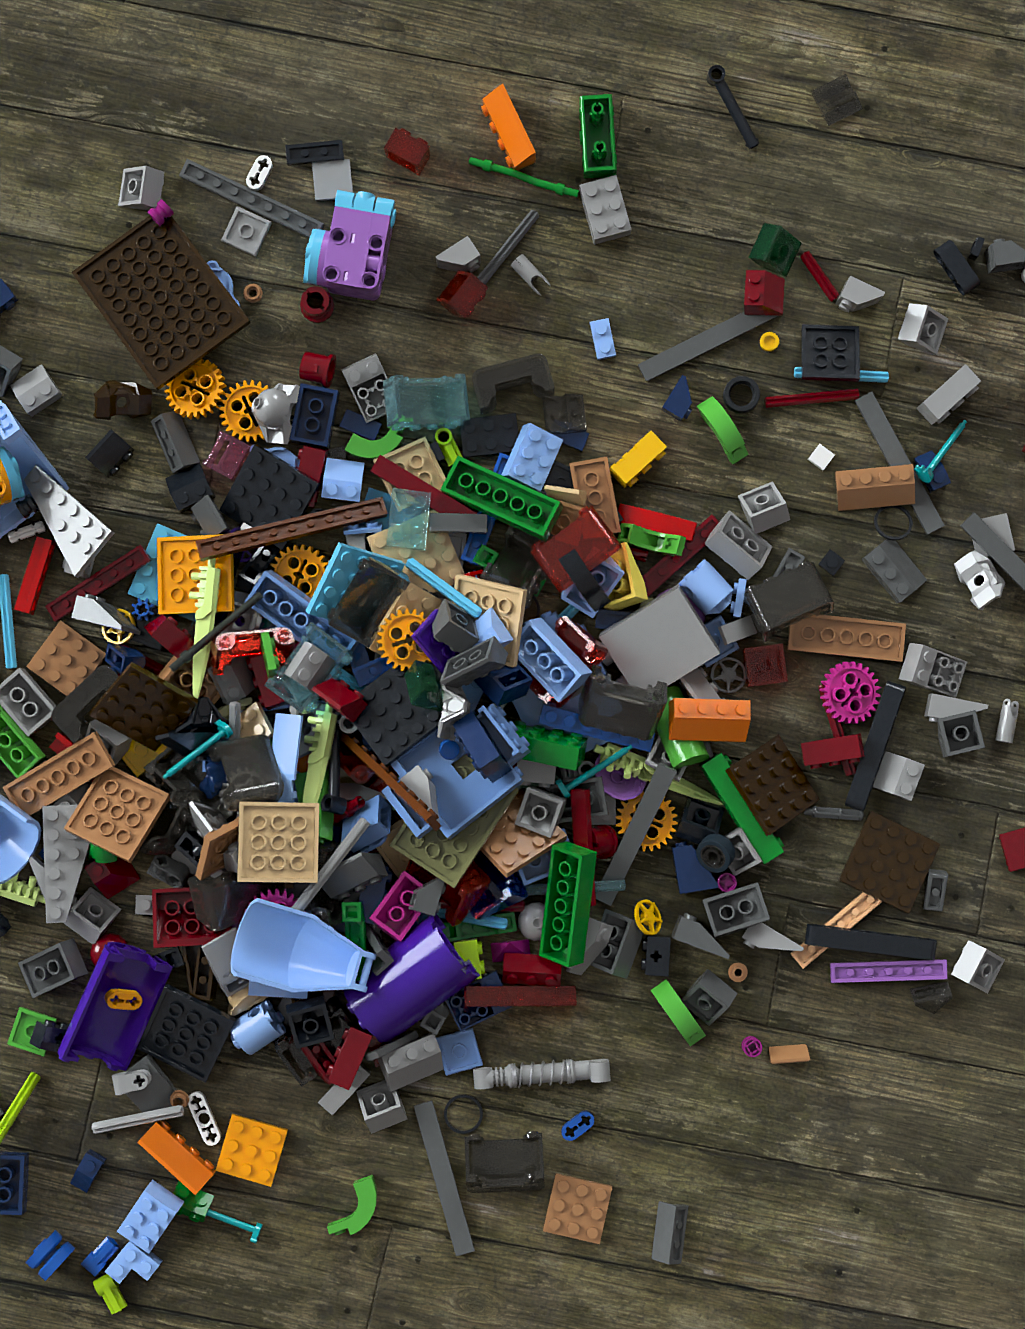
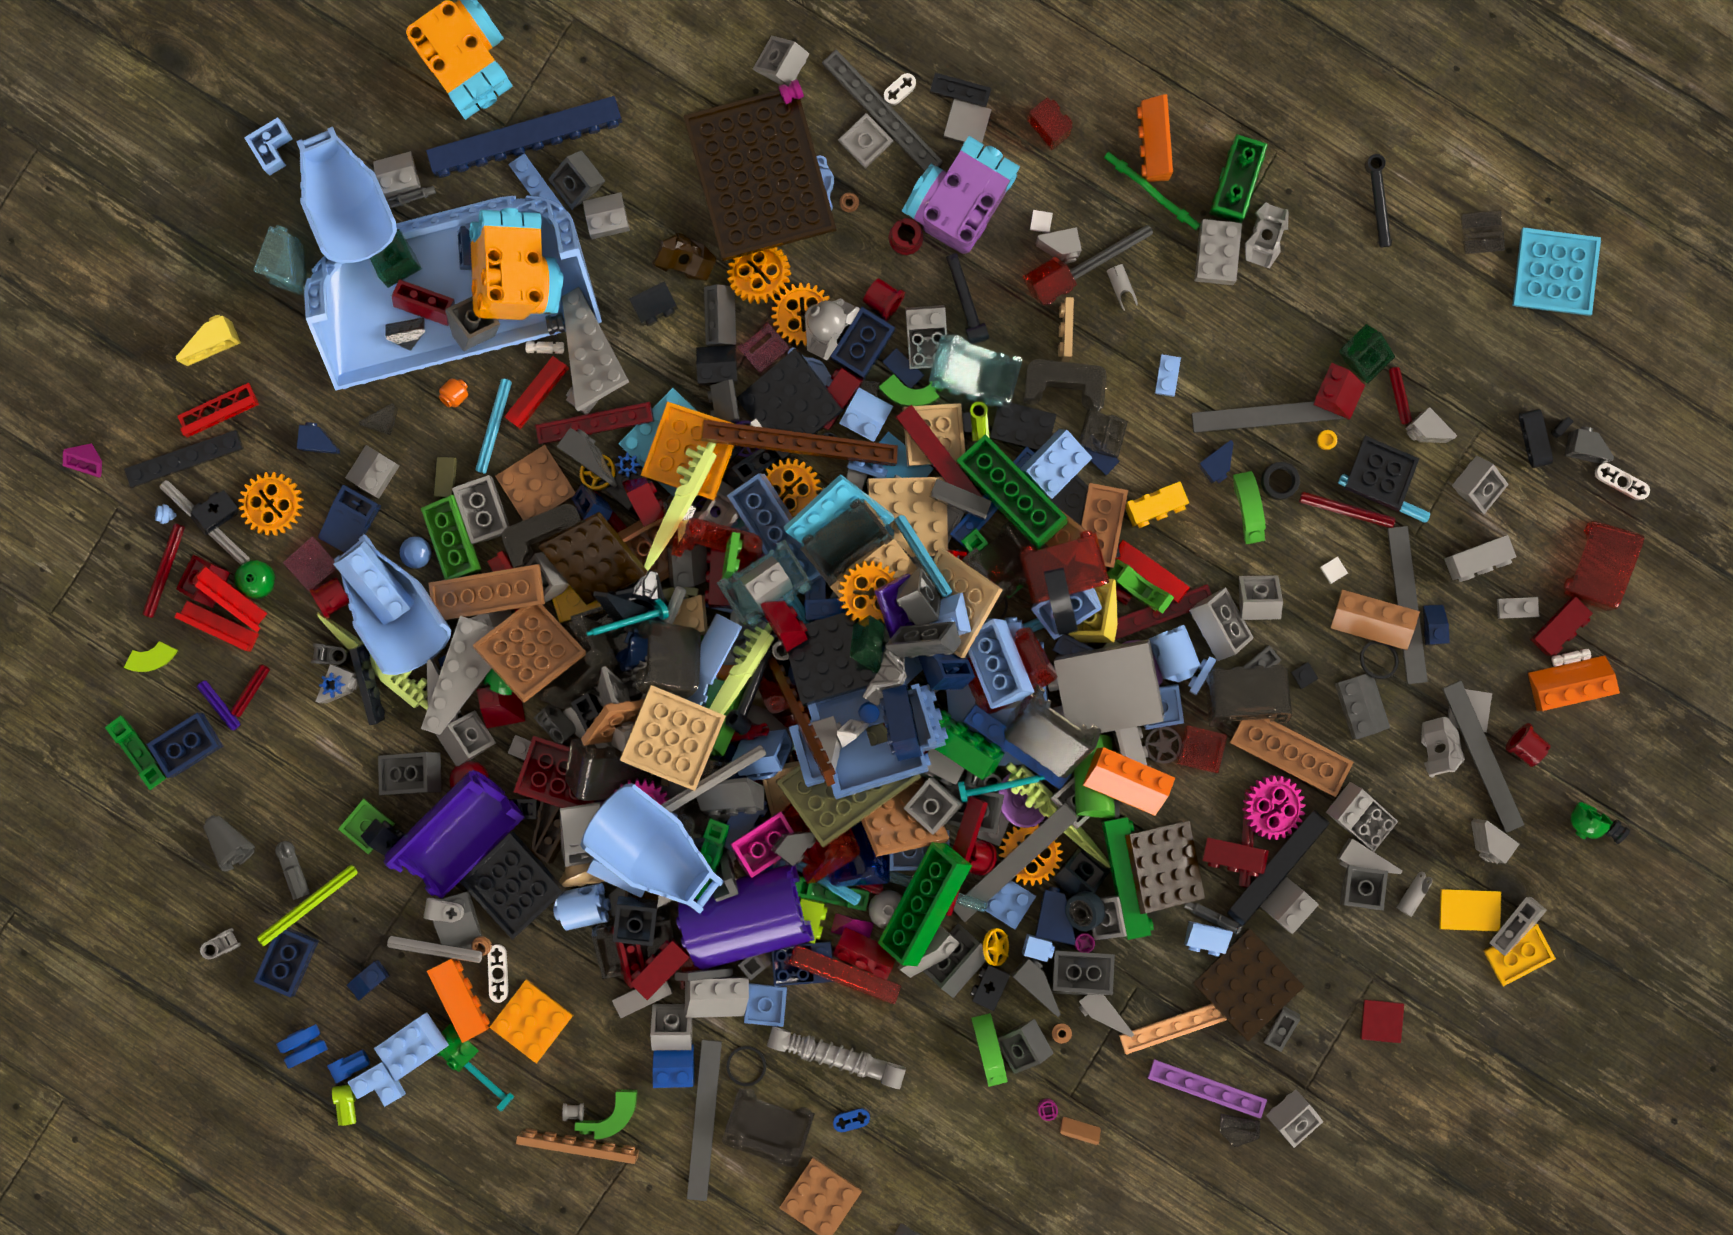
camera: 25 degrees right, 0 degrees up
(123, 999) = (464, 832): light orange beam -> none
(187, 656) = (653, 526): pearl dark grey bar -> none
(321, 1218) = (573, 1112): none -> light grey bush
(331, 1248) = (570, 1145): none -> medium nougat plate
(397, 1142) = (673, 1068): none -> blue slope
(408, 519) = (914, 477): clear light blue plate -> none
(414, 365) = (975, 332): none -> black piece
(434, 243) = (1041, 221): none -> white tile
(439, 772) = (851, 731): none -> white slope
(494, 332) = (1066, 329): none -> tan plate
(566, 494) = (1075, 512): tan slope -> none
(643, 193) = (1264, 251): none -> light grey piece
(646, 873) = (1010, 904): none -> medium blue plate
(686, 903) = (1038, 948): none -> light blue brick
(737, 630) = (1188, 705): light grey slope -> none
(836, 834) = (1207, 937): none -> light blue slope
(870, 941) = (1201, 1054): black beam -> none
(917, 110) = (1556, 271): none -> medium azure plate
(926, 474) = (1428, 625): teal piece -> none
(1000, 427) = (1517, 607): none -> light grey plate

